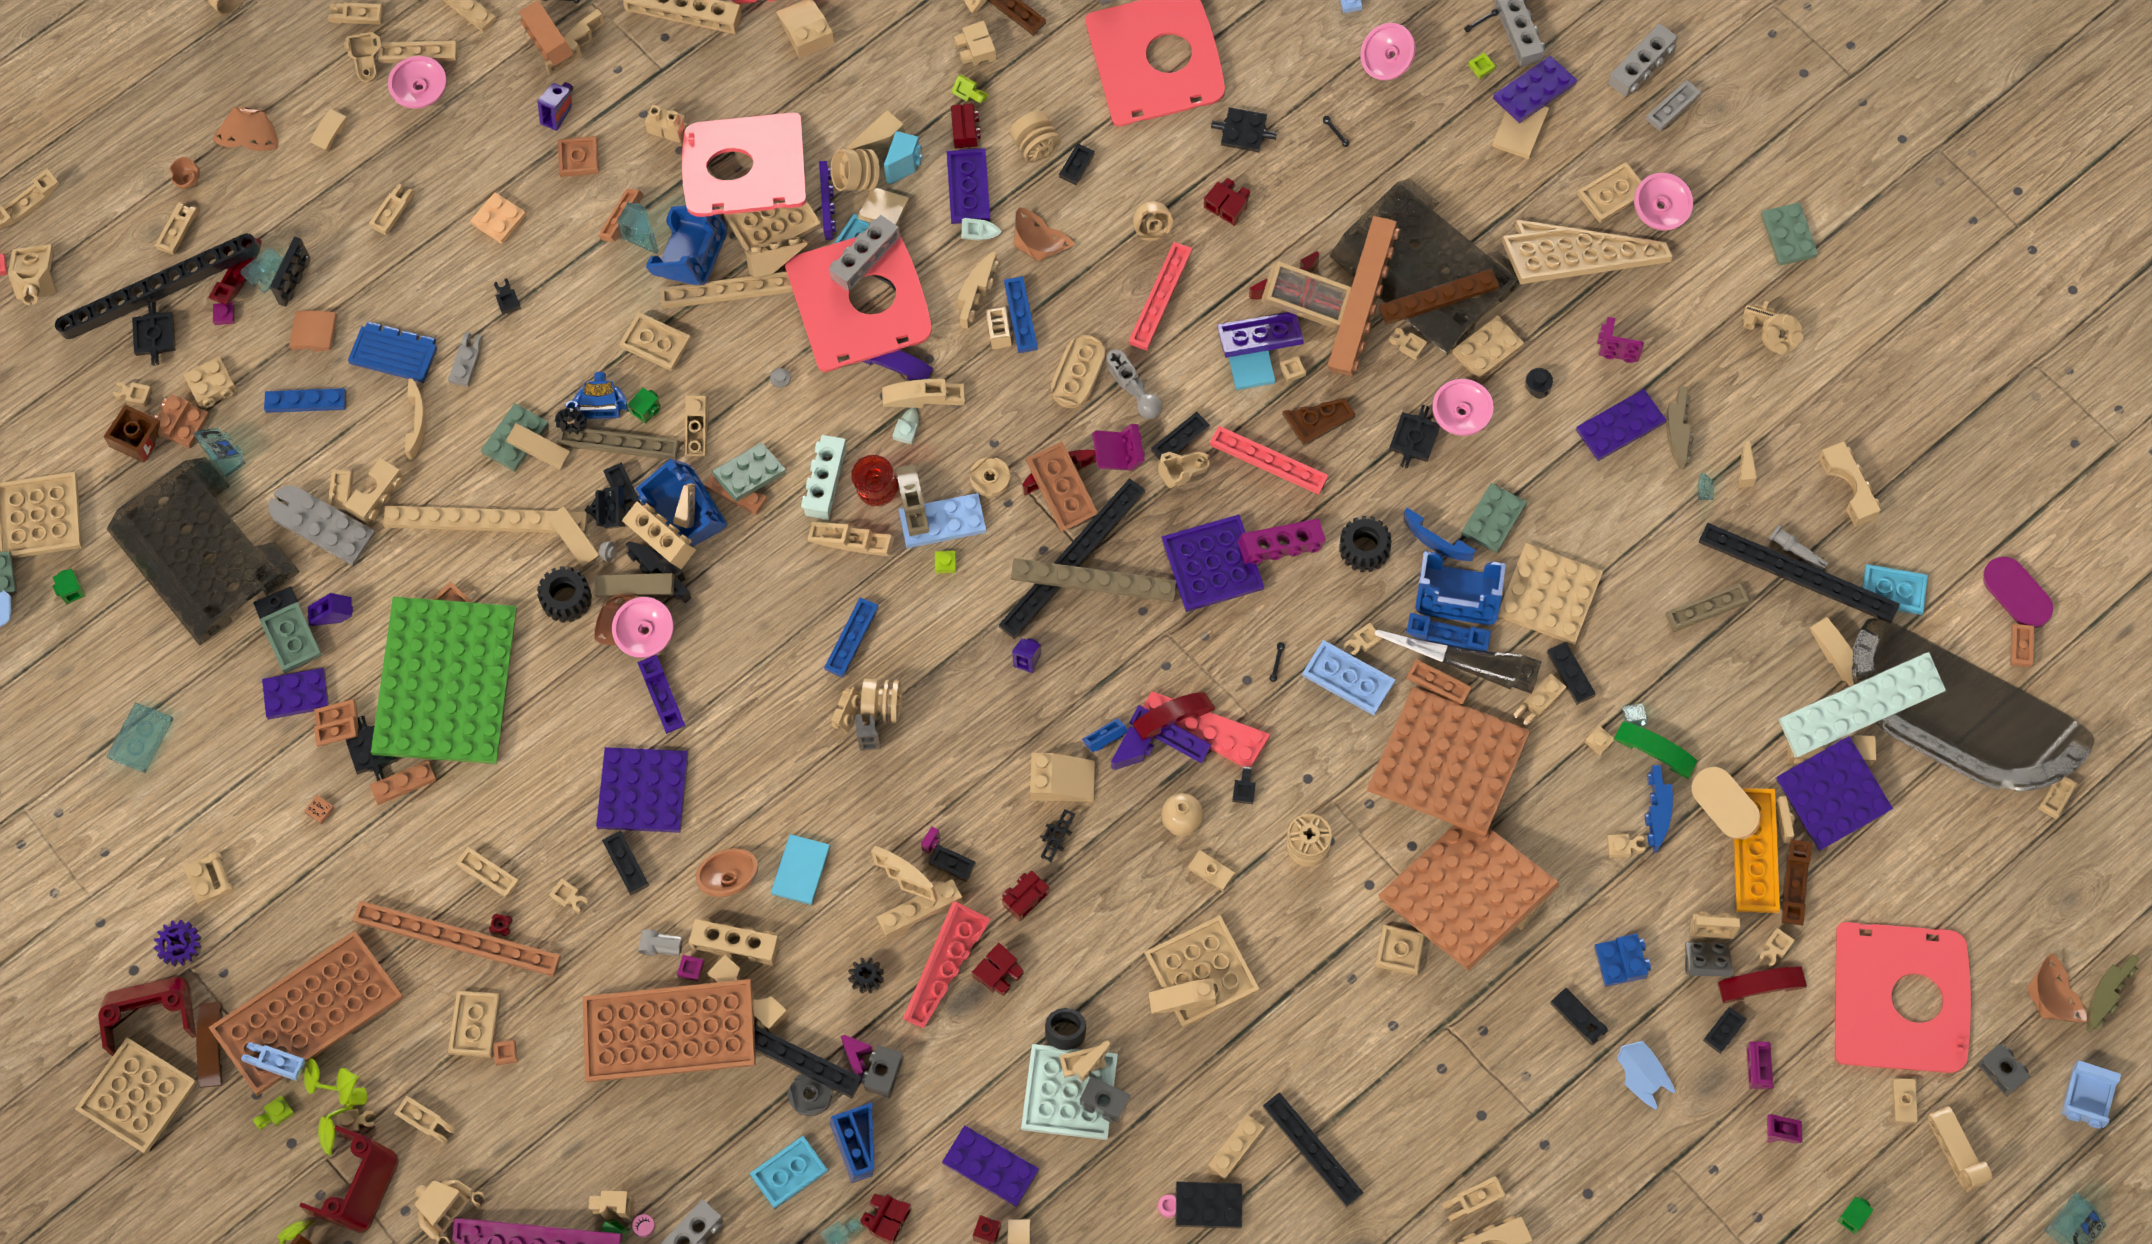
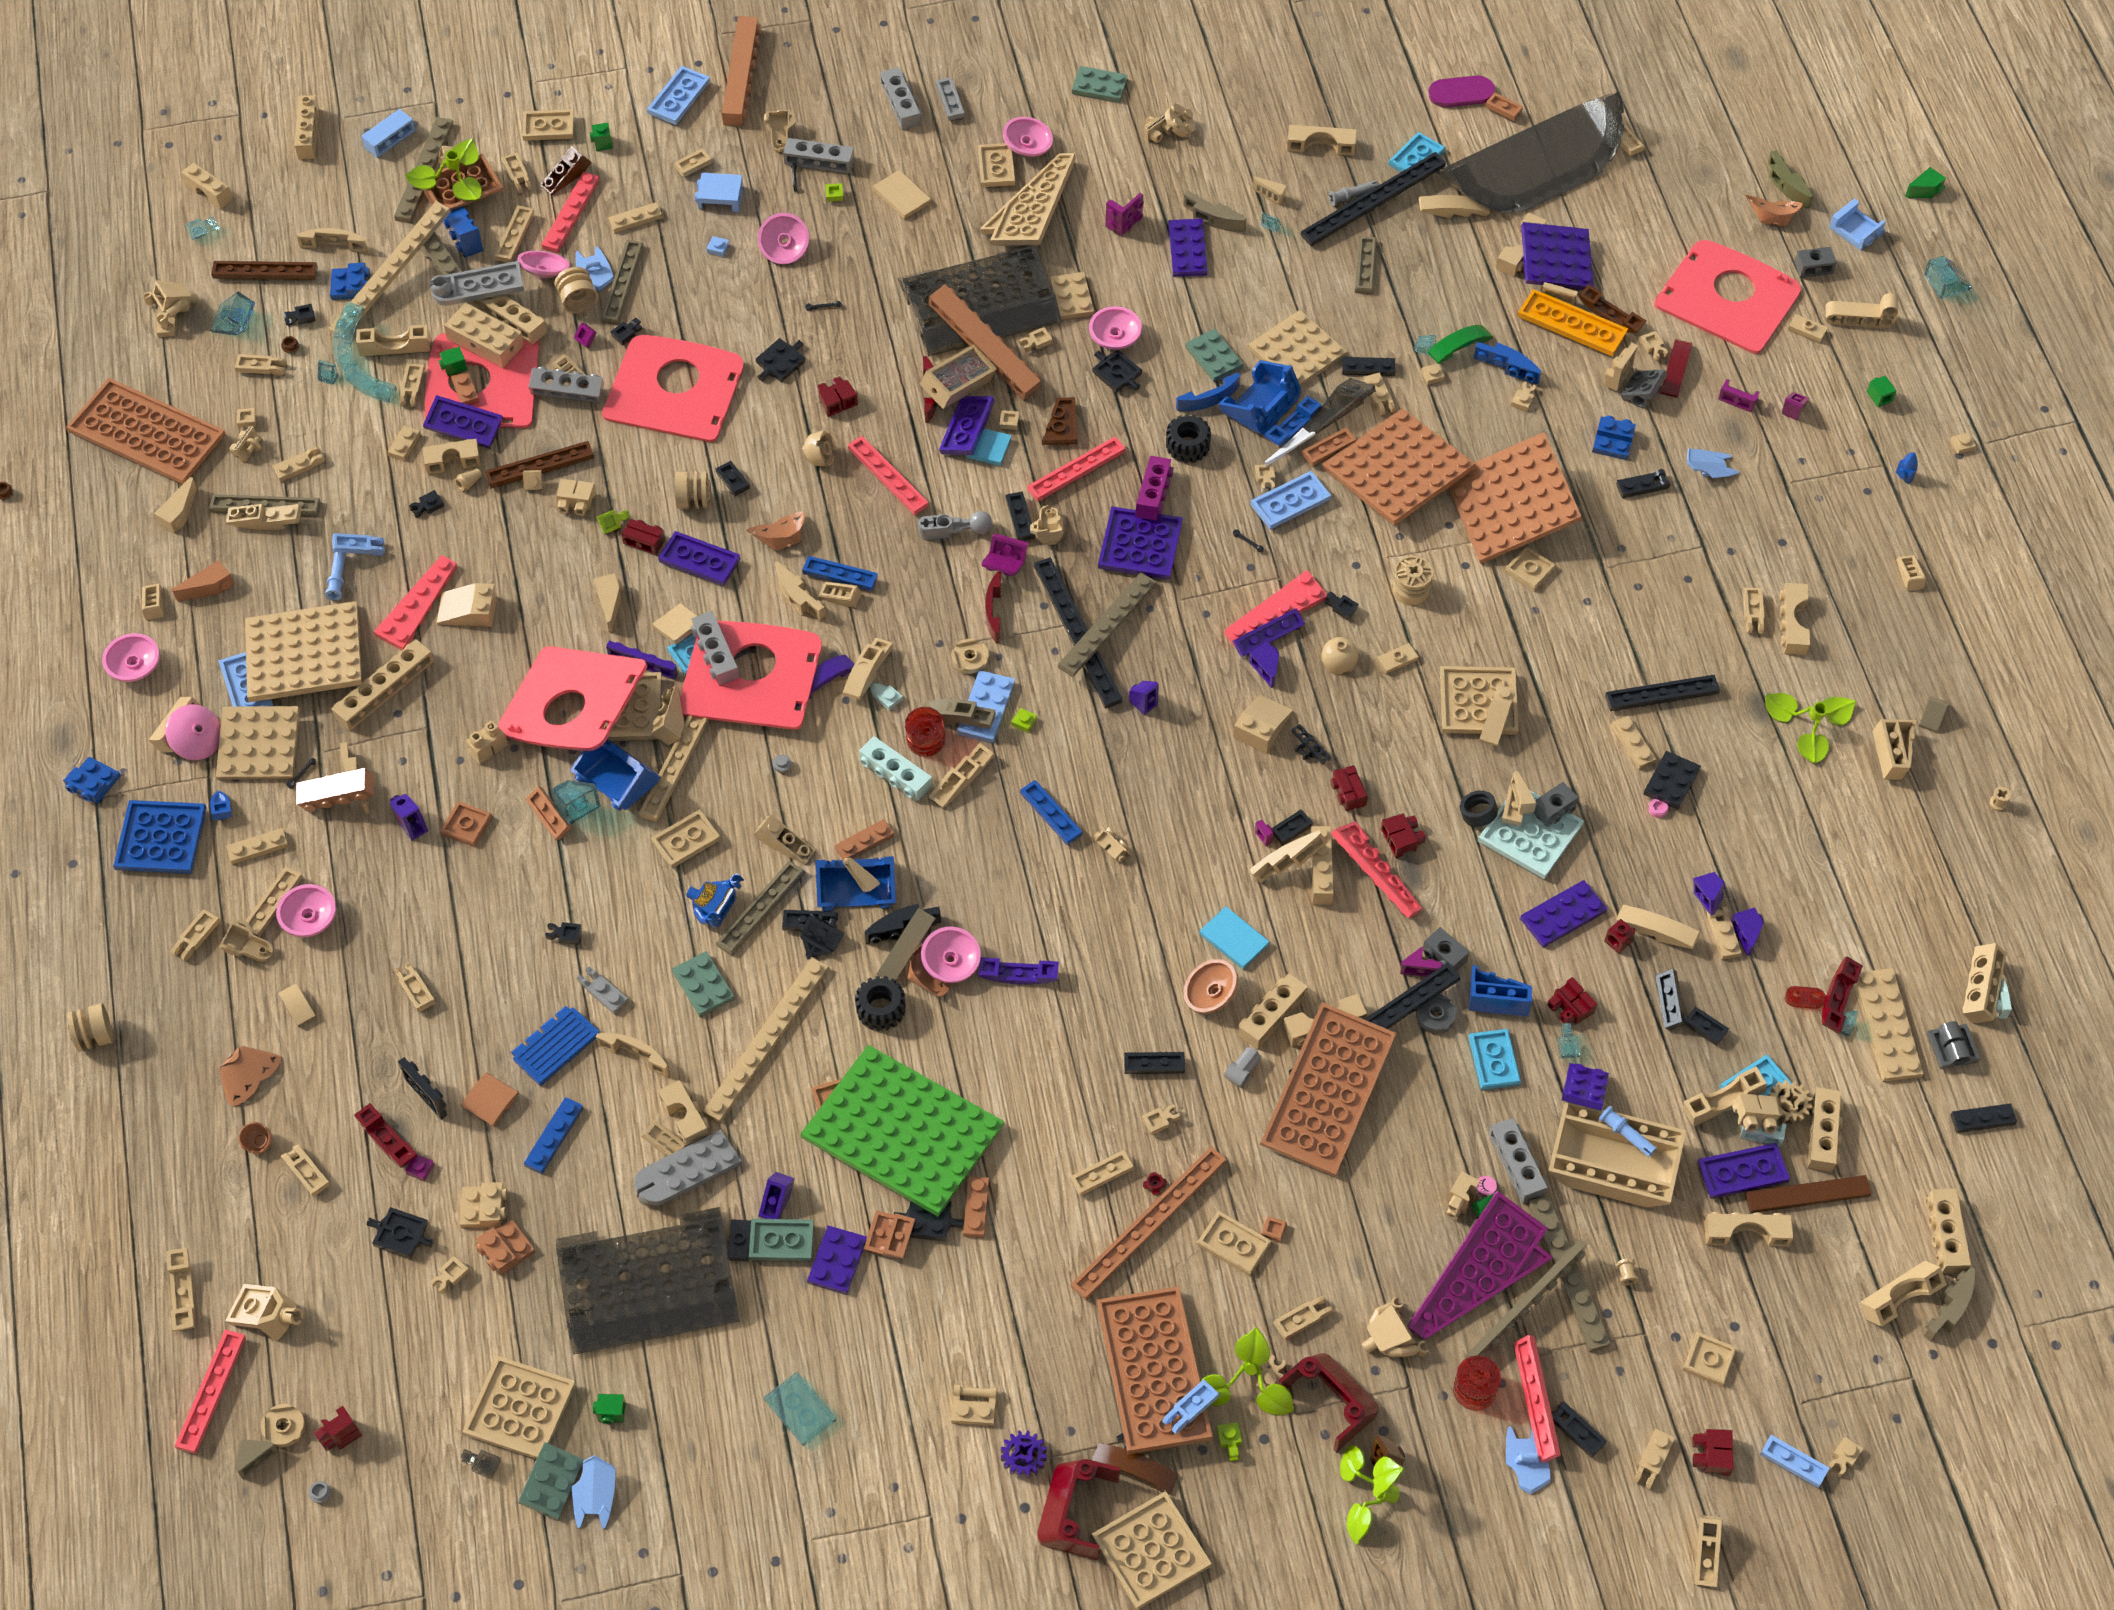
camera: 65 degrees left, 10 degrees down
(133, 433) = (494, 1286): reddish brown slope -> none
(148, 286) = (357, 1214): black beam -> none
(220, 450) = (561, 1221): clear light blue slope -> none
(261, 268) = (397, 1115): clear light blue plate -> none
(319, 809) = (961, 1285): nougat tile -> none
(498, 218) = (481, 908): light nougat plate -> none
(537, 446) = (726, 966): tan tile -> none
(568, 415) = (720, 922): black gear -> none
(573, 536) = (830, 974): tan tile -> none
(607, 551) = (859, 955): light grey plate -> none
(642, 790) = (1093, 1024): dark purple plate -> none
(644, 405) = (743, 867): green brick -> none
(659, 535) = (904, 897): tan brick -> none
(690, 968) = (1277, 1053): magenta plate -> none
(748, 472) = (855, 820): plate -> none
(855, 169) = (634, 621): tan wheel -> none
(858, 978) = (1348, 926): black gear -> none
(867, 735) = (1146, 835): flat silver hinge -> none
(881, 700) = (1124, 810): tan wheel -> none
(902, 157) = (642, 586): medium azure slope -> none
(978, 229) = (743, 568): light aqua plate -> none
(1061, 486) = (1014, 607): nougat plate -> none
(1078, 371) = (915, 559): tan tile -> none
(1105, 735) = (1244, 676): blue plate -> none
(1172, 712) = (1256, 621): dark red slope -> none
(1438, 297) = (1018, 296): reddish brown plate -> none
(1535, 89) = (878, 170): dark purple plate -> none
(1539, 382) = (1122, 277): black piece -> none
(1724, 1030) = (1701, 403): black plate -> none
(1726, 803) = (1528, 320): tan tile -> none
(1861, 704) = (1502, 205): light aqua plate -> none

